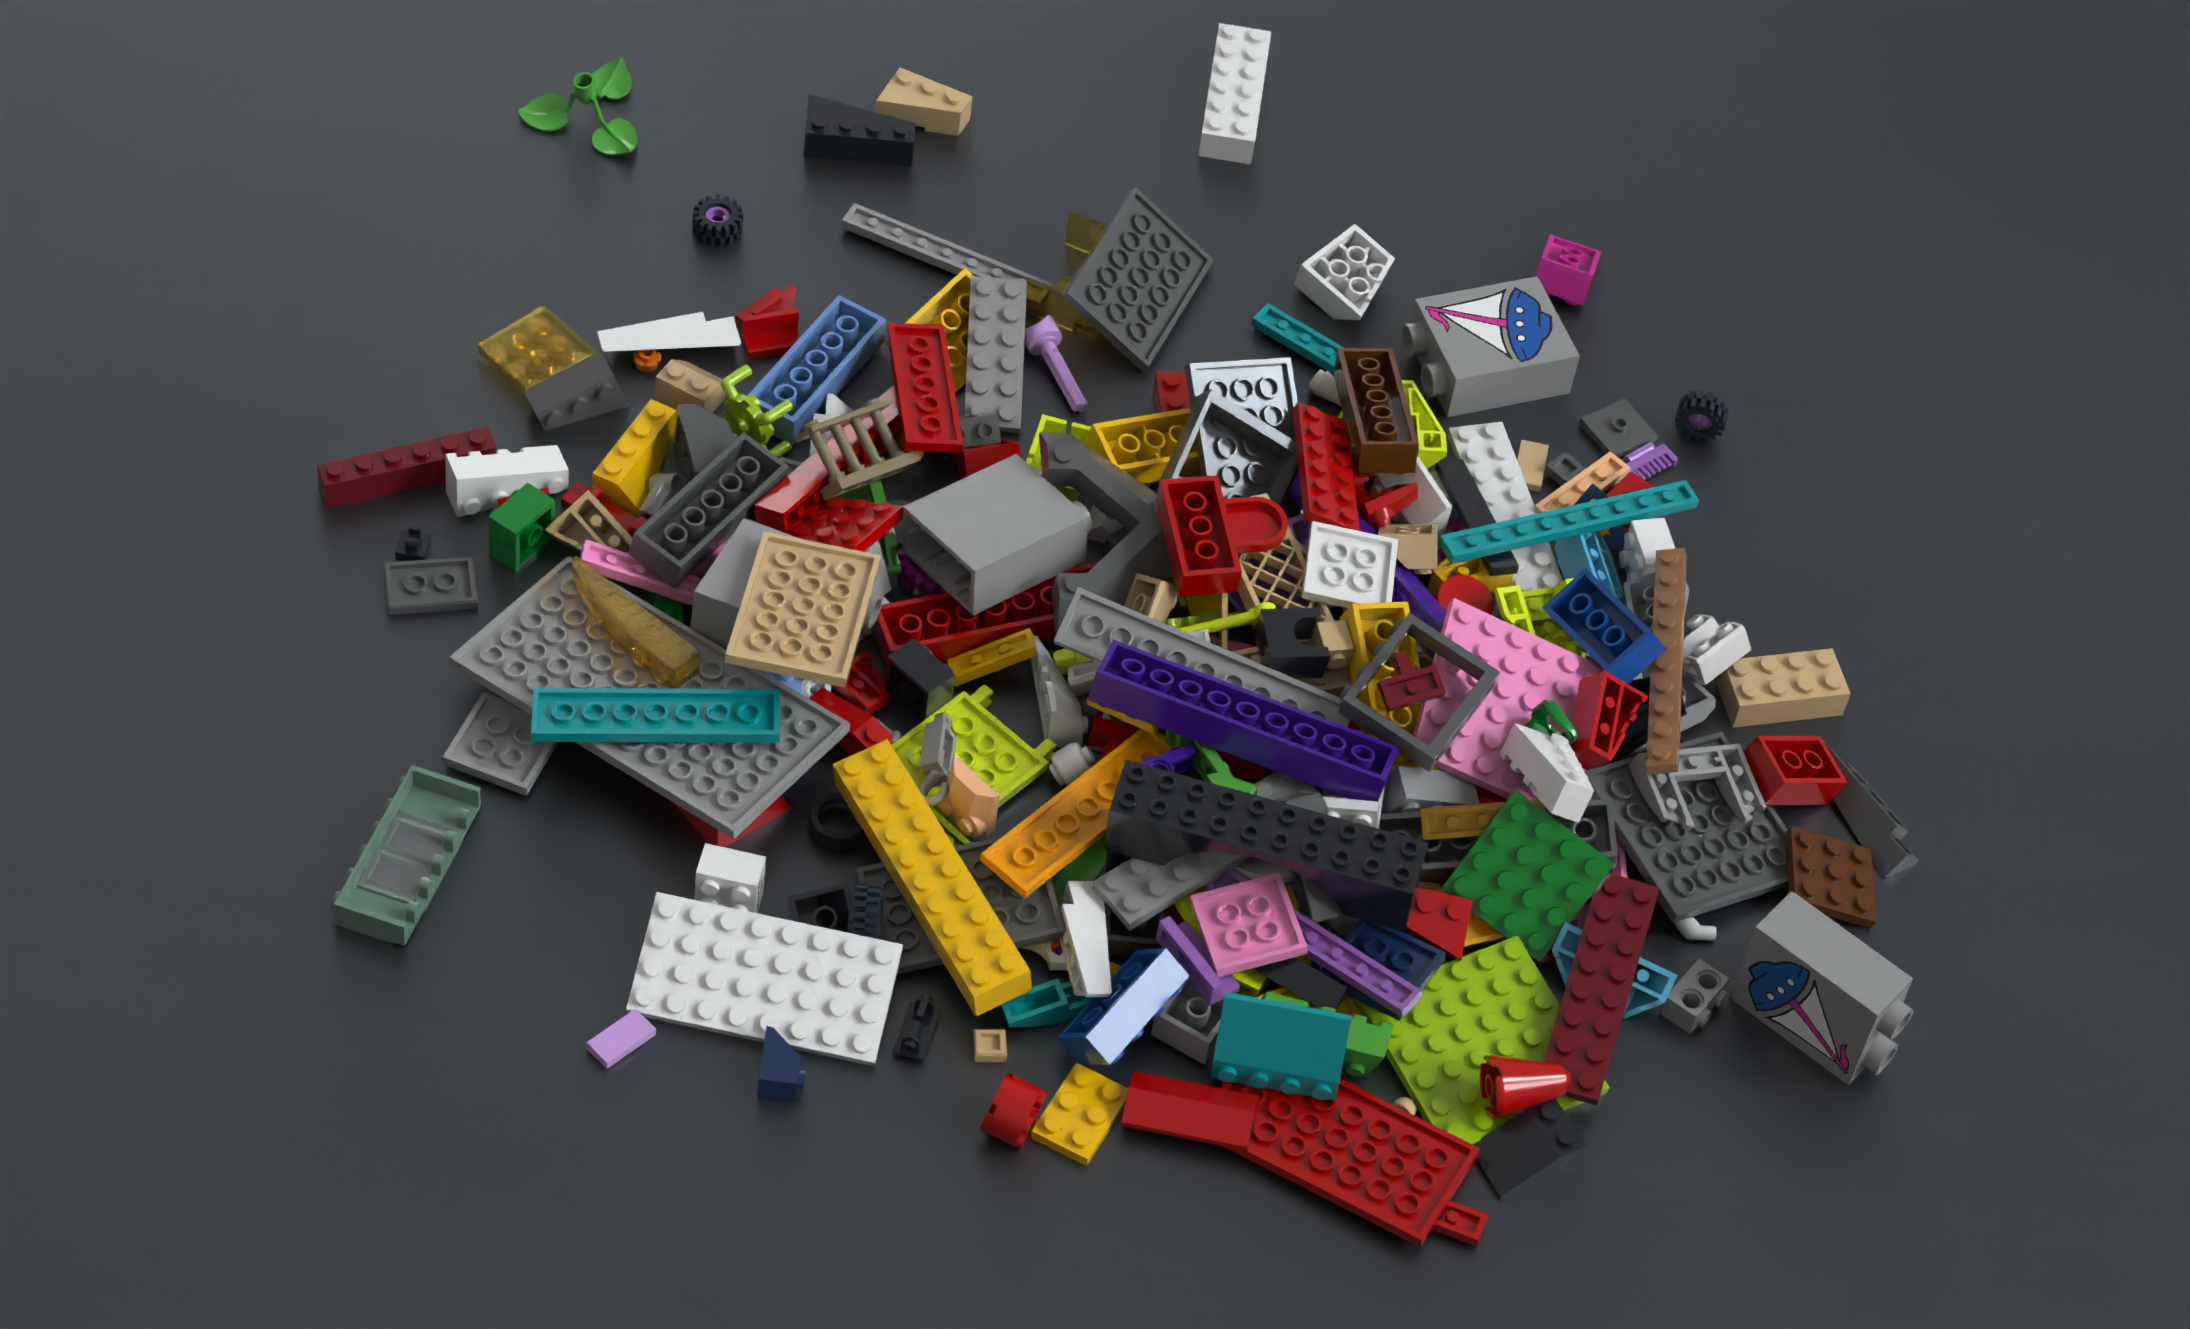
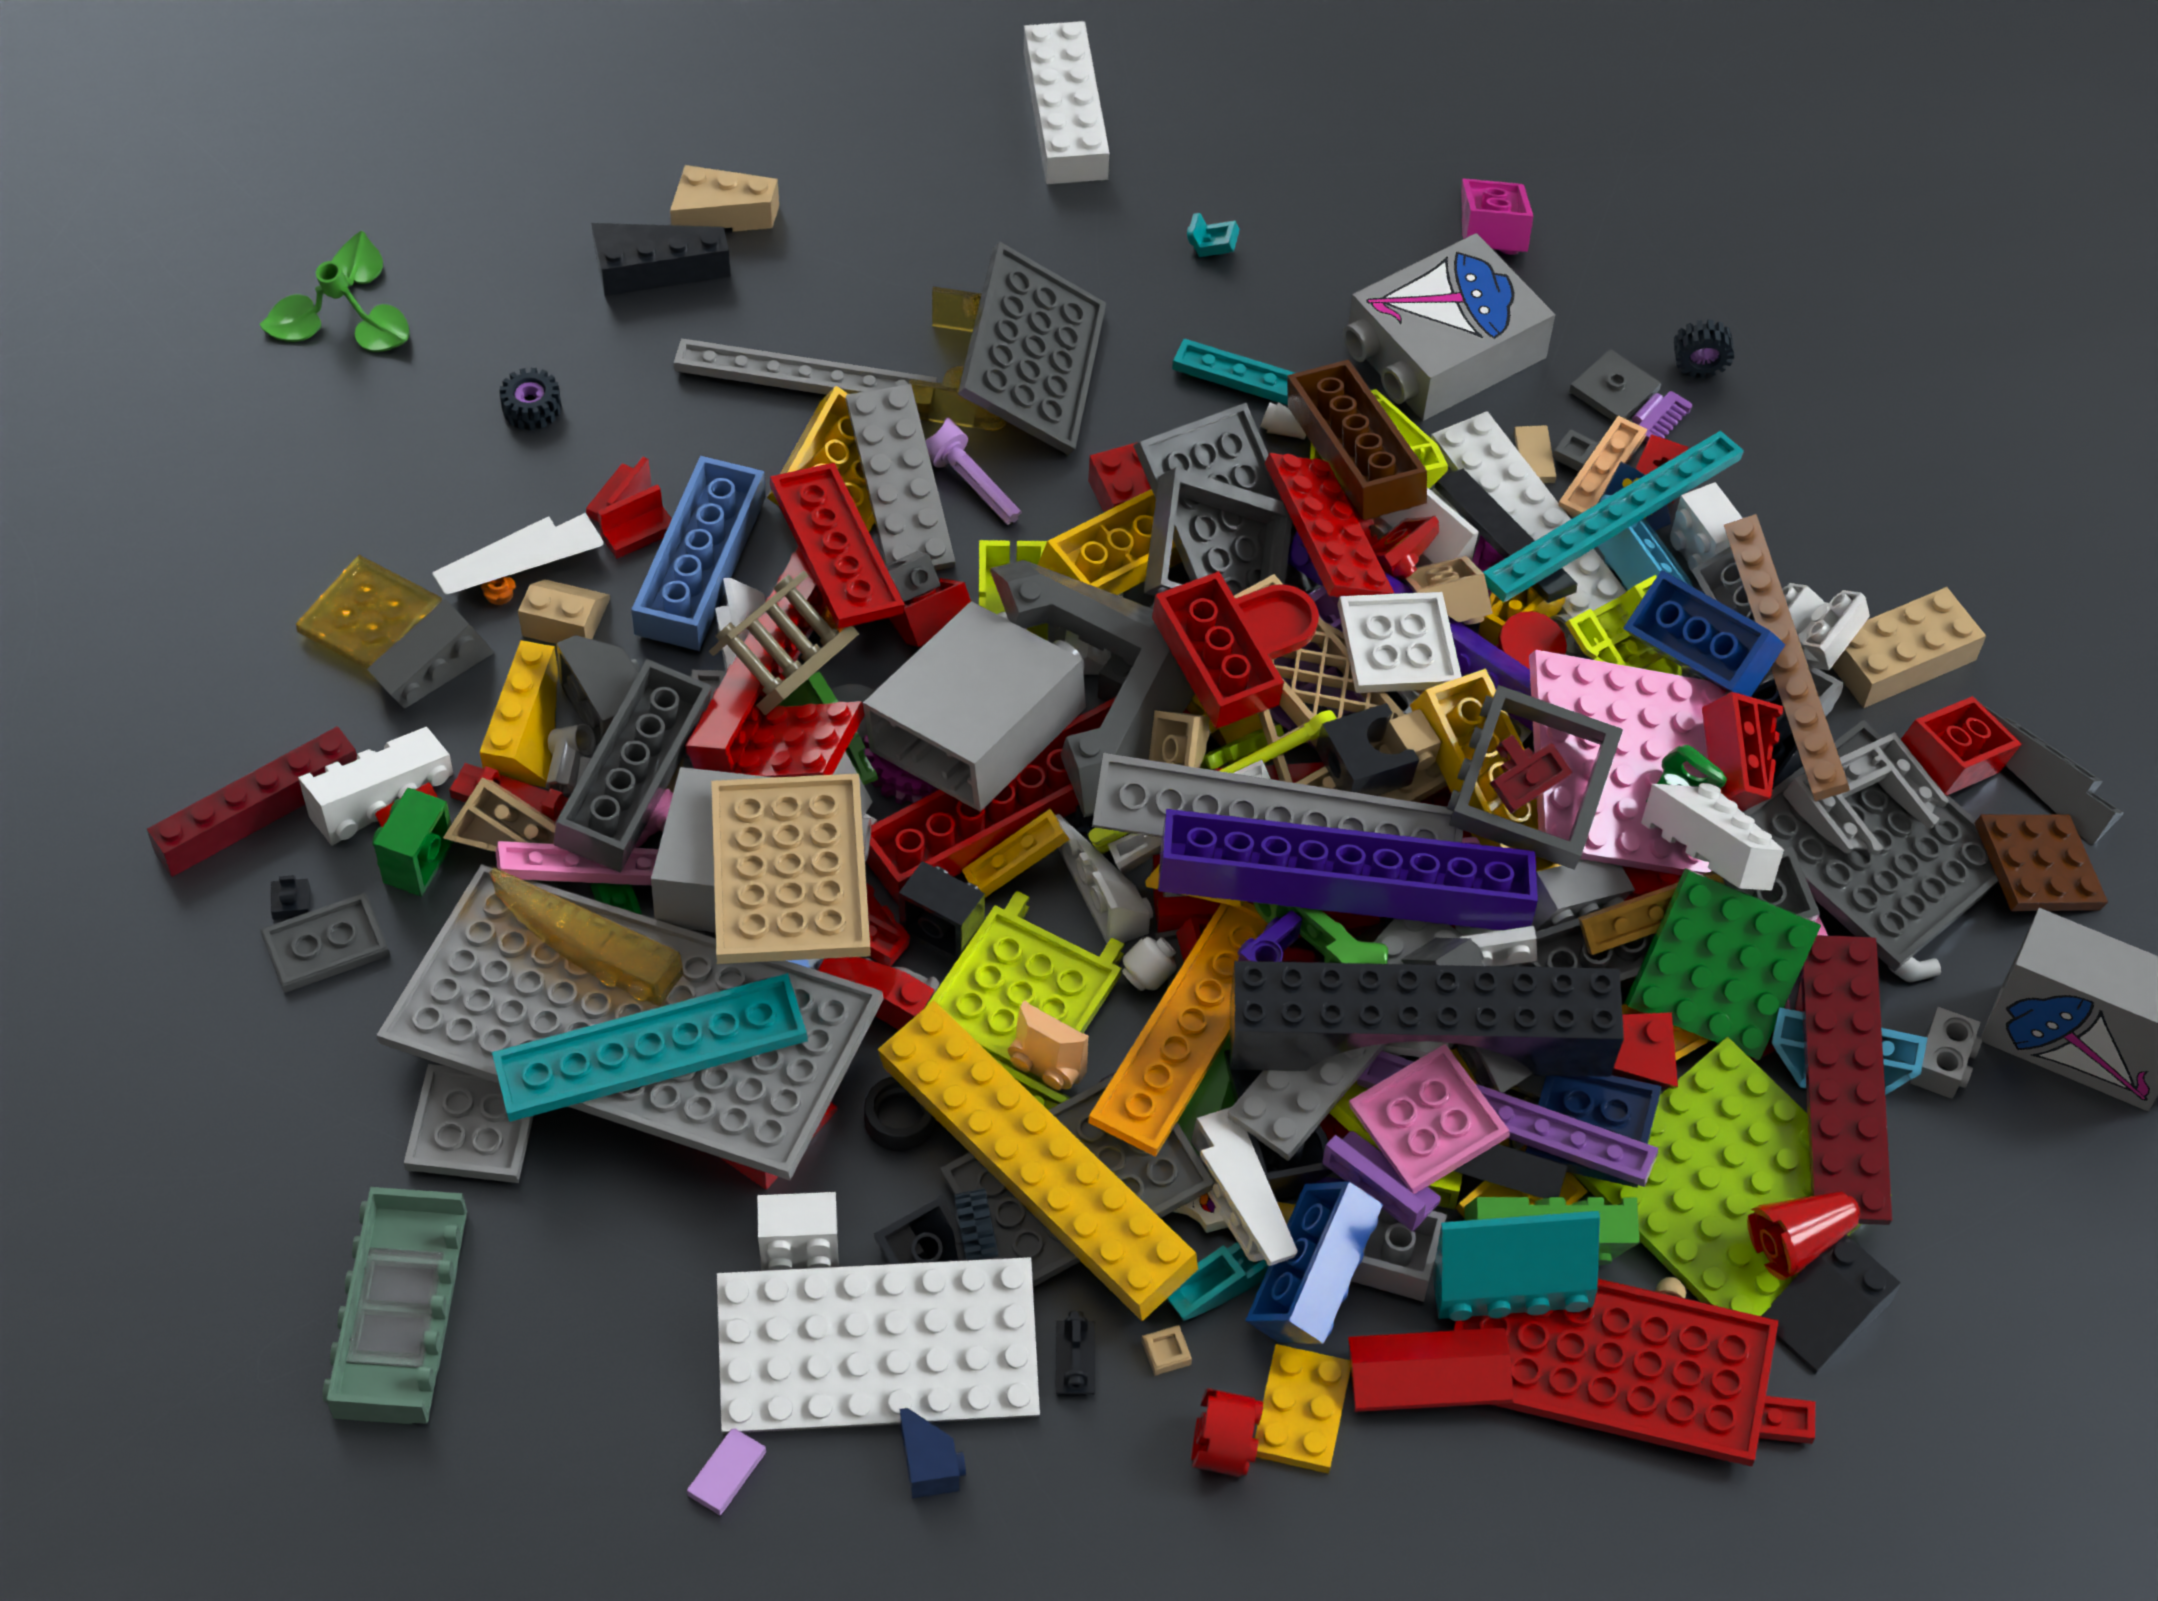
camera: 10 degrees left, 5 degrees up
(745, 413) = (641, 635): lime plate -> none
(937, 757) = (994, 1002): light grey piece -> none
(1318, 230) = (1212, 238): none -> teal bracket
(1345, 274) = (1260, 284): white wedge -> none

